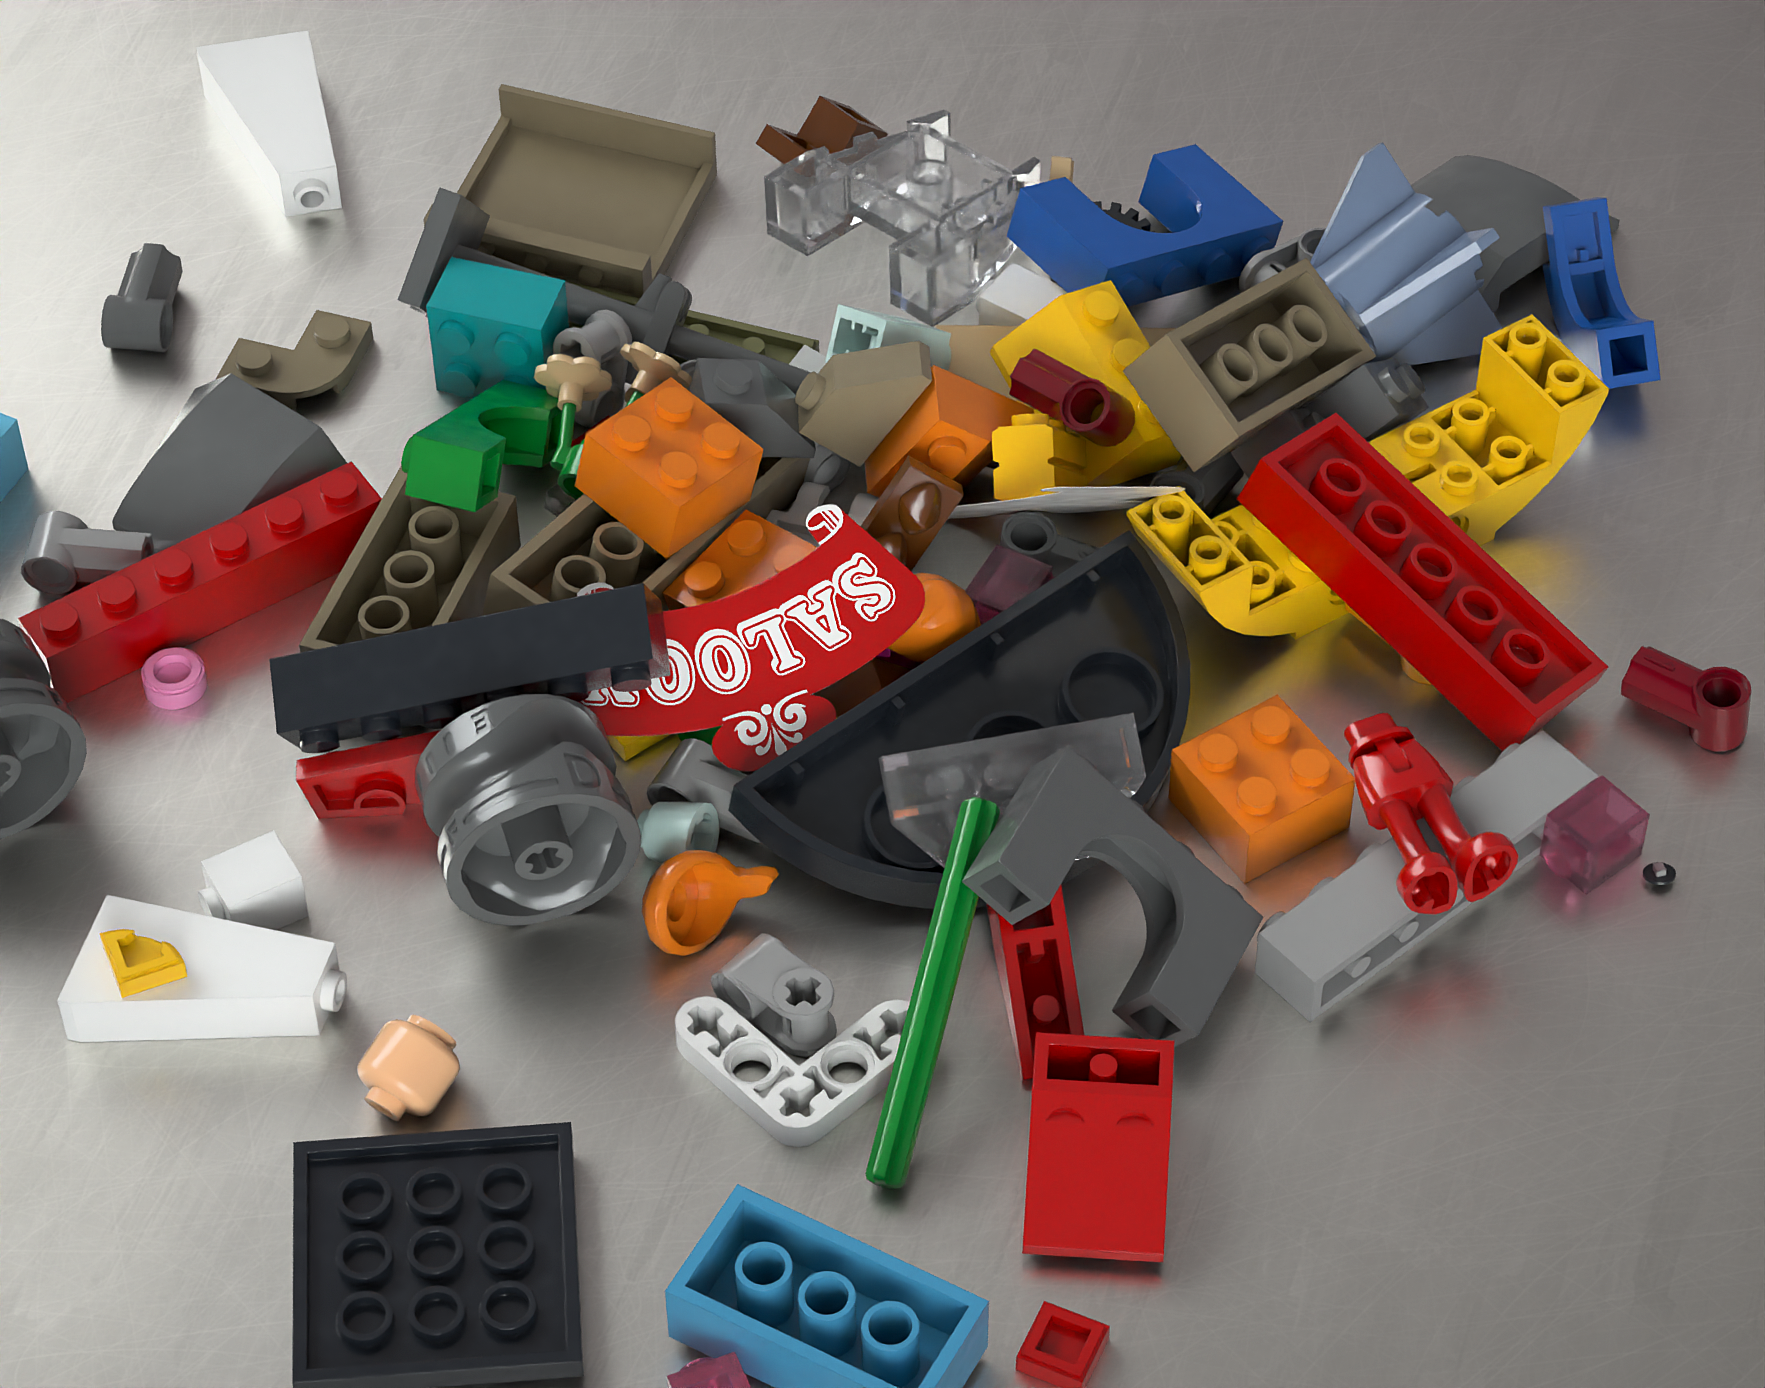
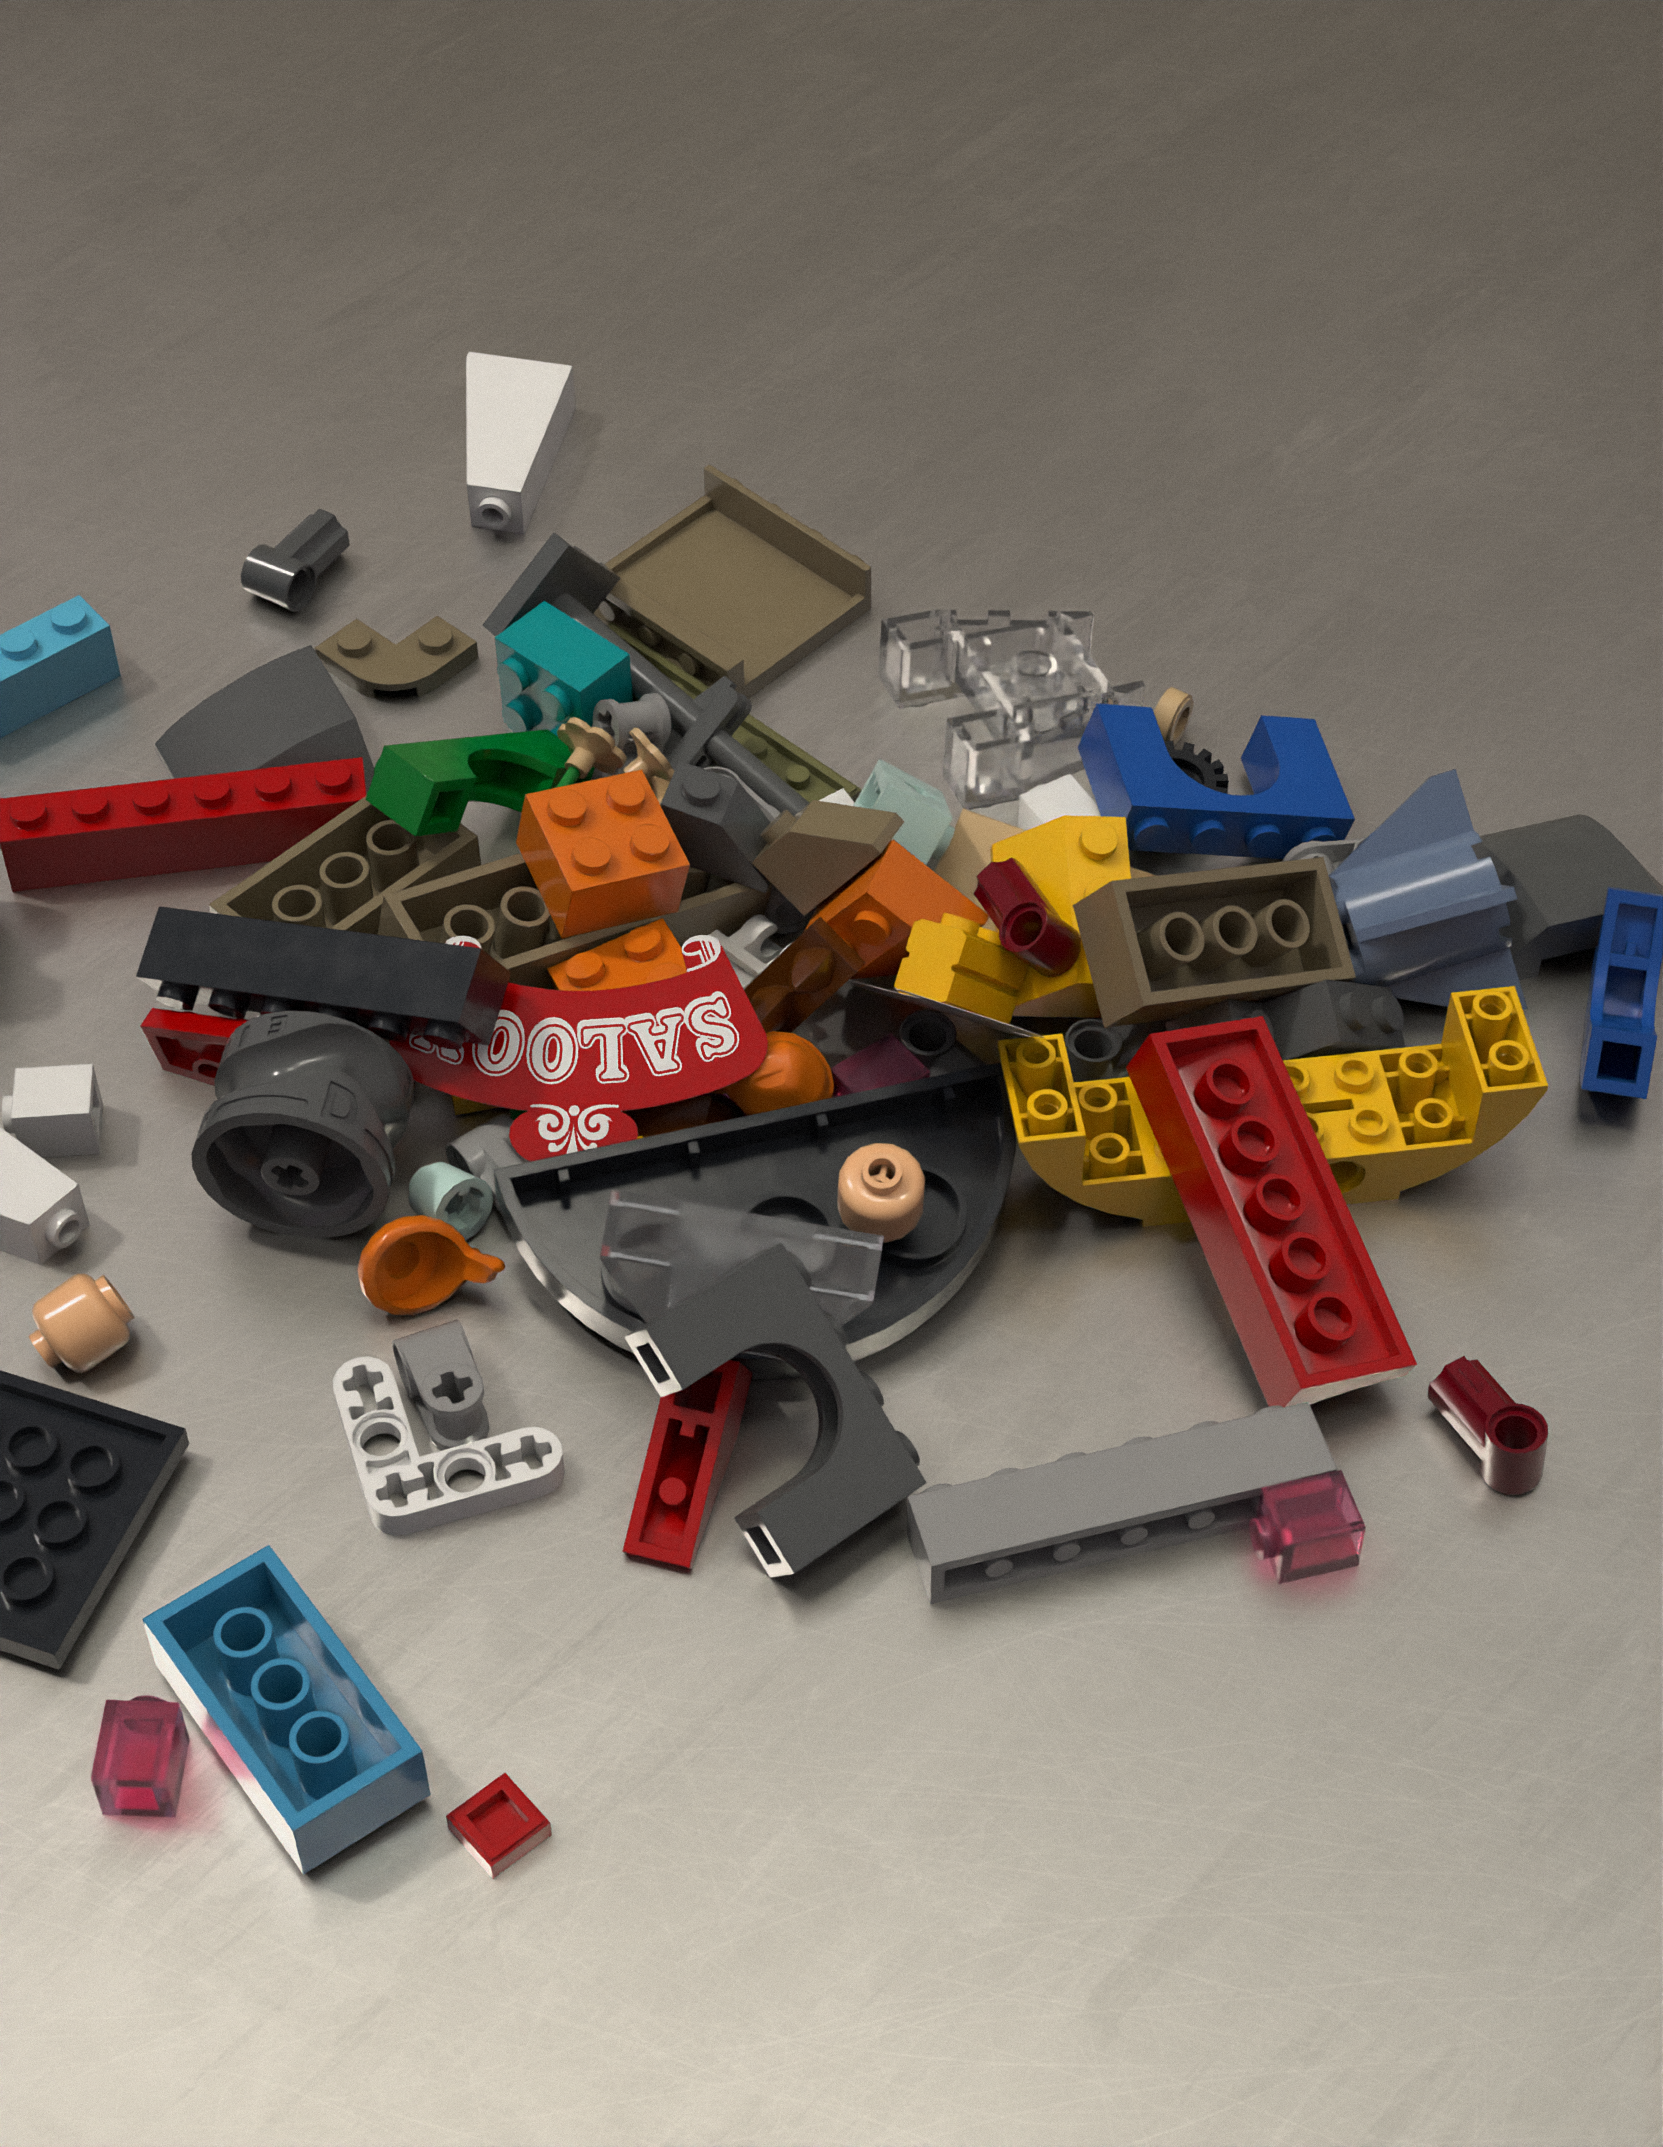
camera: 25 degrees right, 0 degrees up
(69, 551) = (98, 758): light grey piece -> none
(174, 678) = (118, 900): bright pink tile -> none
(827, 125) = (989, 591): reddish brown slope -> none
(930, 1000) = (552, 1444): green axle -> none
(1092, 678) = (881, 1191): none -> light nougat head
(1099, 1147) = (638, 1644): red slope -> none
(1261, 788) = (1007, 1357): orange brick -> none
(1404, 784) = (1122, 1404): red piece -> none
(1659, 873) = (1362, 1591): black piece -> none

